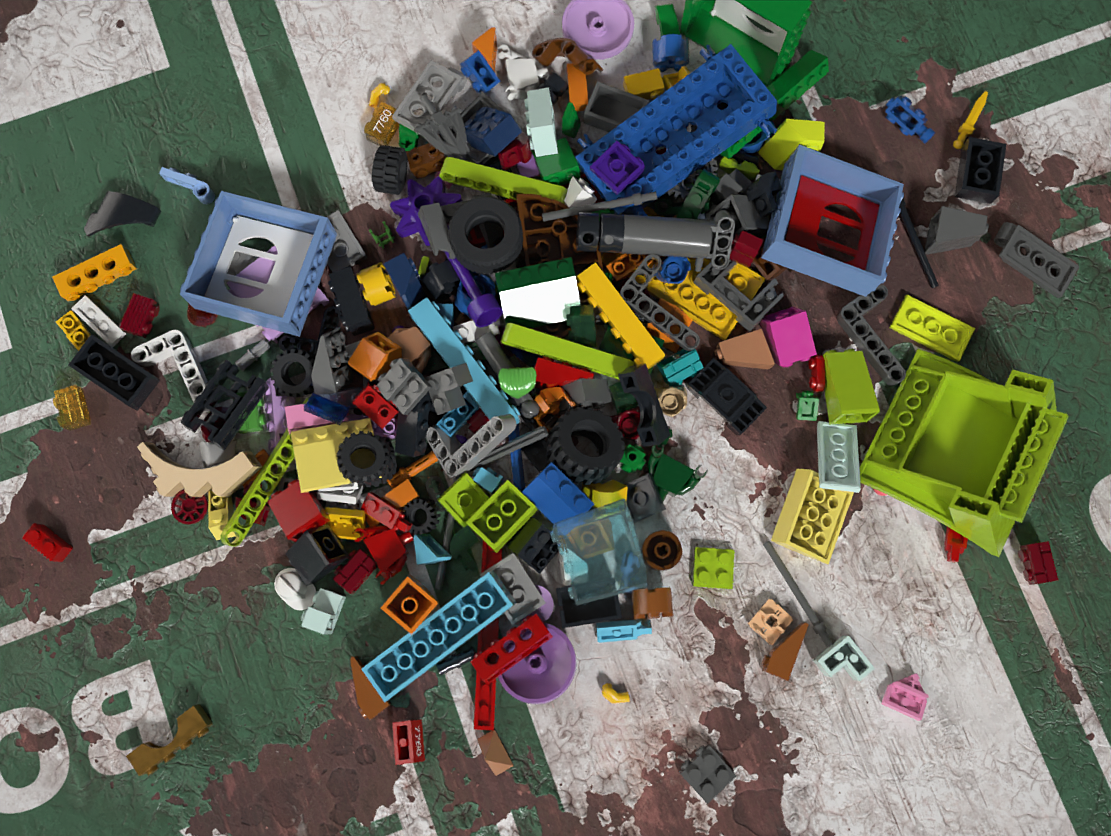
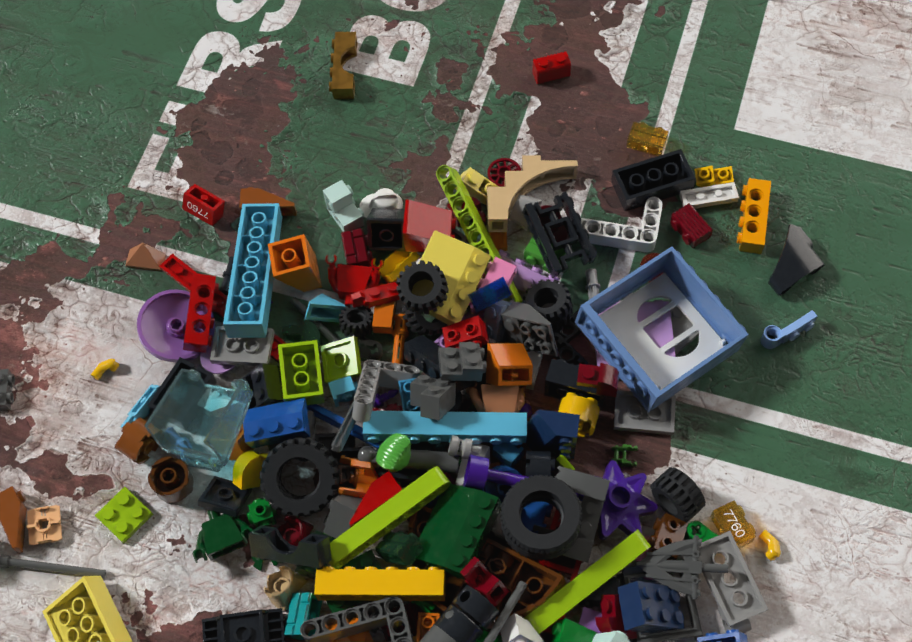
camera: 130 degrees right, 15 degrees down
(341, 272) = (602, 377): none -> dark red brick
(474, 339) = (464, 449): none -> light grey wheel
(564, 240) = (484, 582): none -> dark red brick

